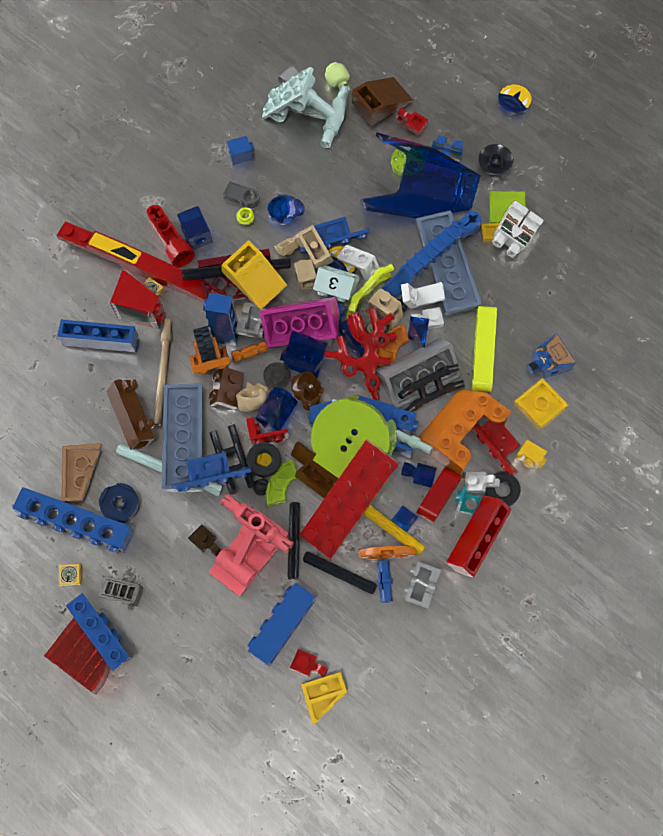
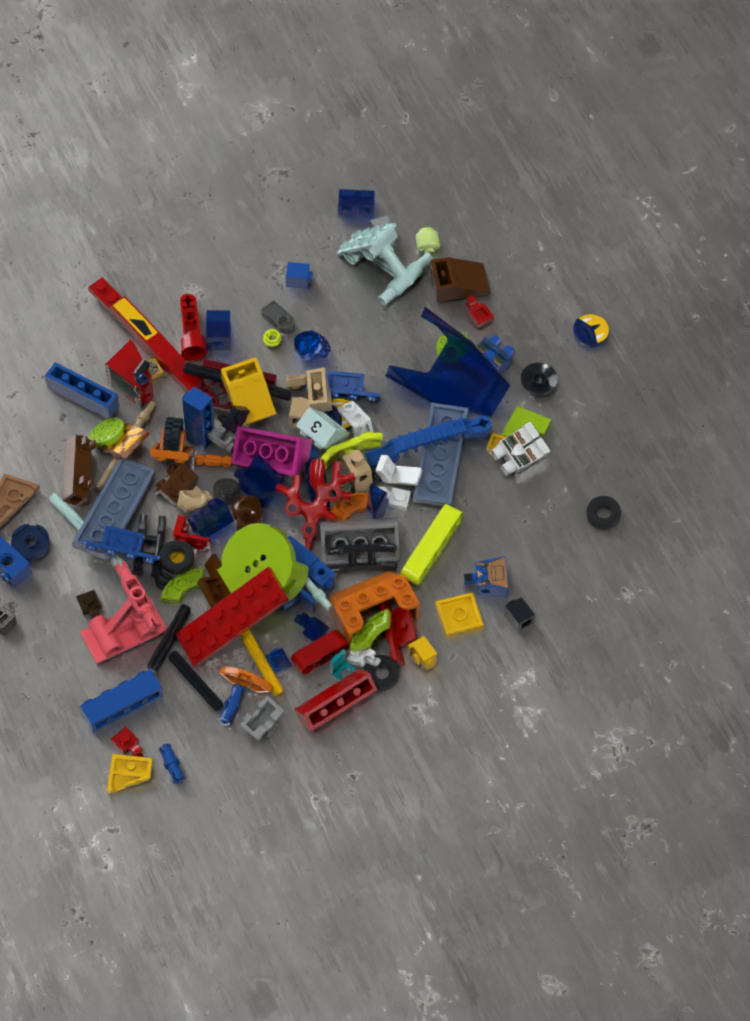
camera: 20 degrees right, 10 degrees down
(141, 365) = (108, 432): none -> lime tile
(147, 299) = (139, 373): none -> arm
(159, 367) = (131, 439): none -> slope
(255, 304) = (235, 418): none -> black bracket
(258, 66) = (356, 203): none -> clear blue brick
(359, 667) = (171, 763): none -> blue pin
(479, 450) = (375, 625): none -> lime tile
(594, 381) = (519, 614): none -> black brick
(613, 267) = (603, 523): none -> black tyre

